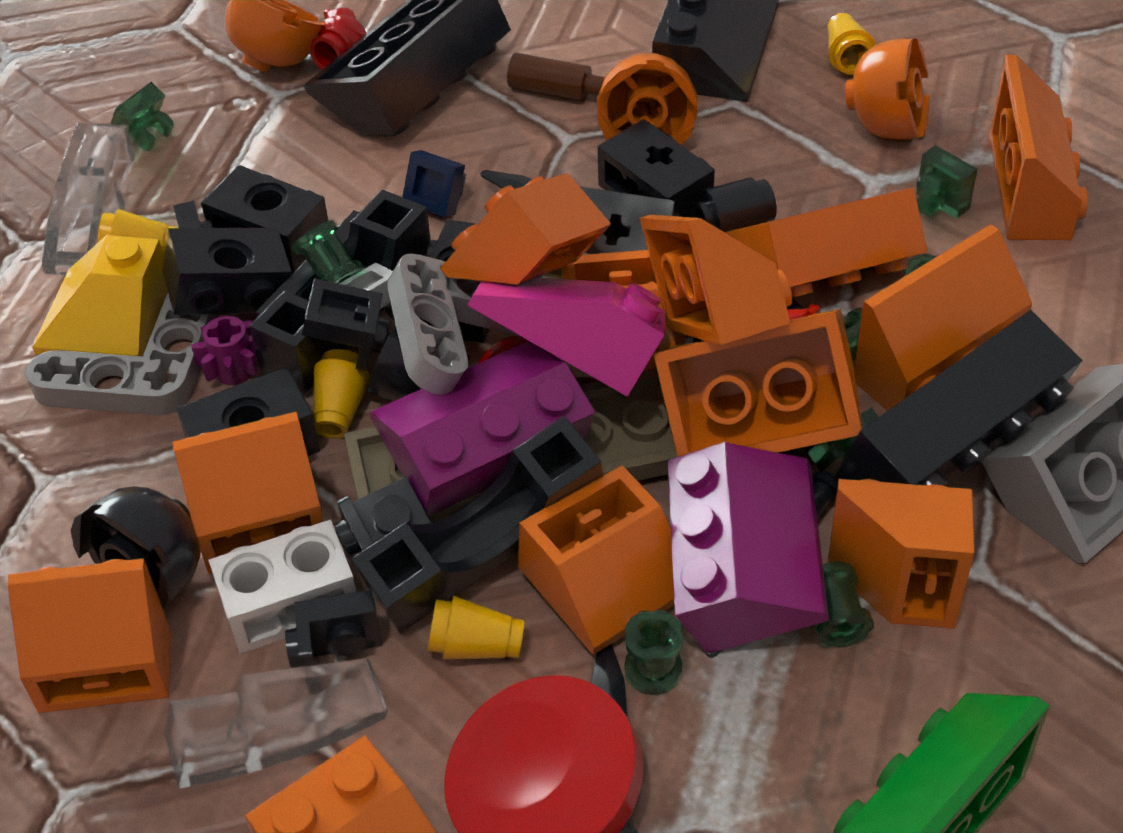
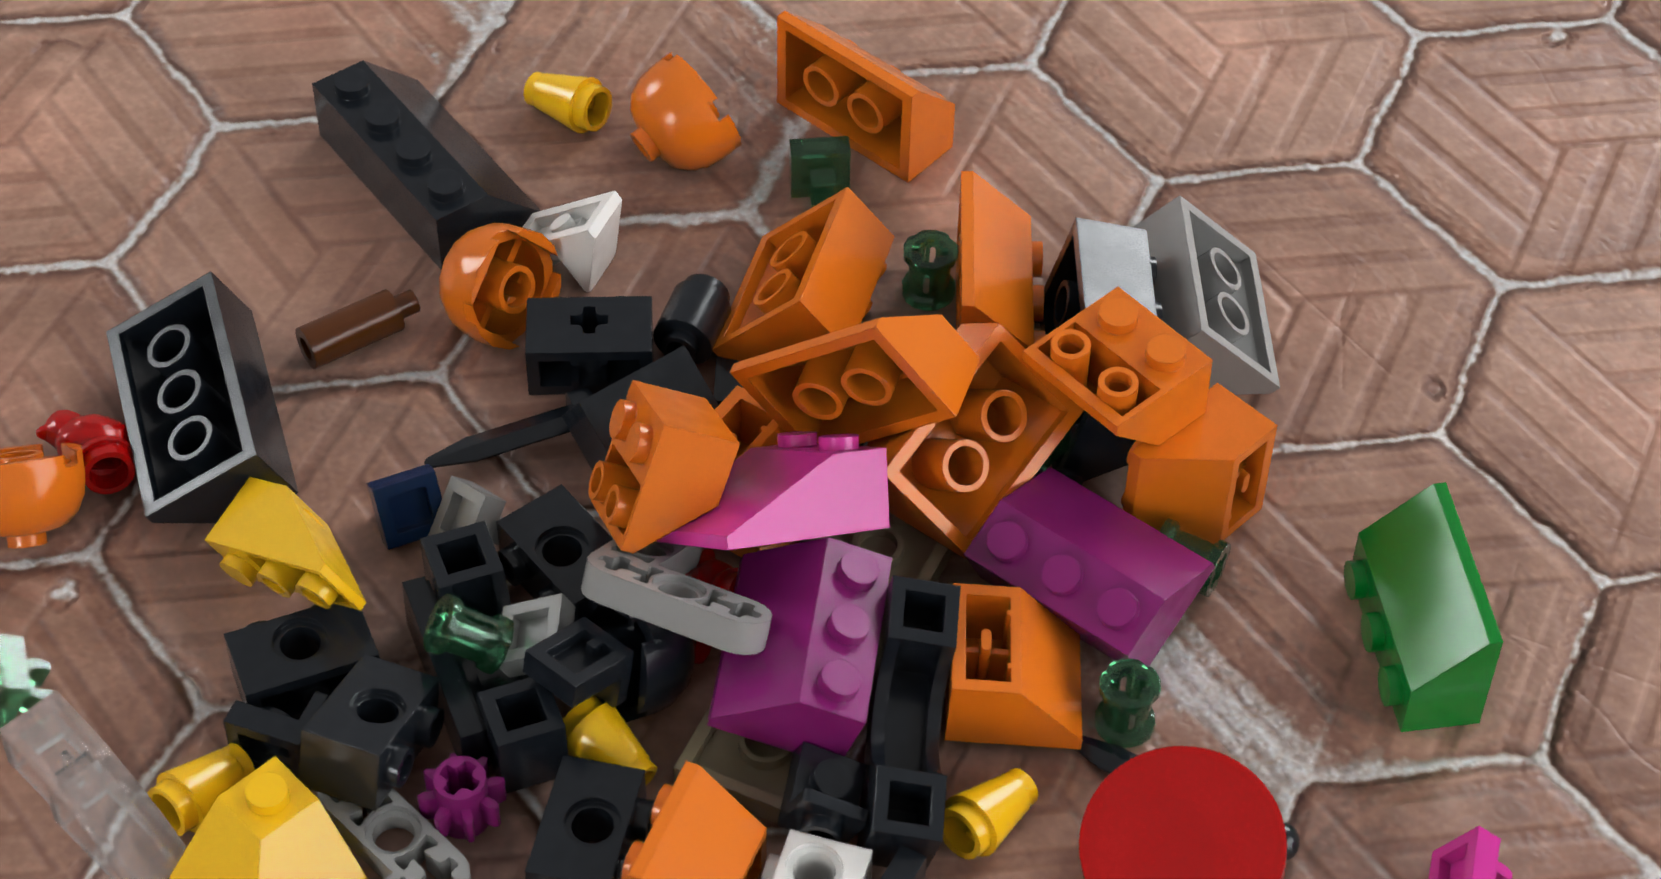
camera: 55 degrees left, 0 degrees up
(327, 147) = (283, 544): none -> yellow slope
(451, 207) = (465, 505): none -> light grey tile
(733, 119) = (582, 235): none -> white slope
(877, 413) = (1125, 369): none -> orange slope

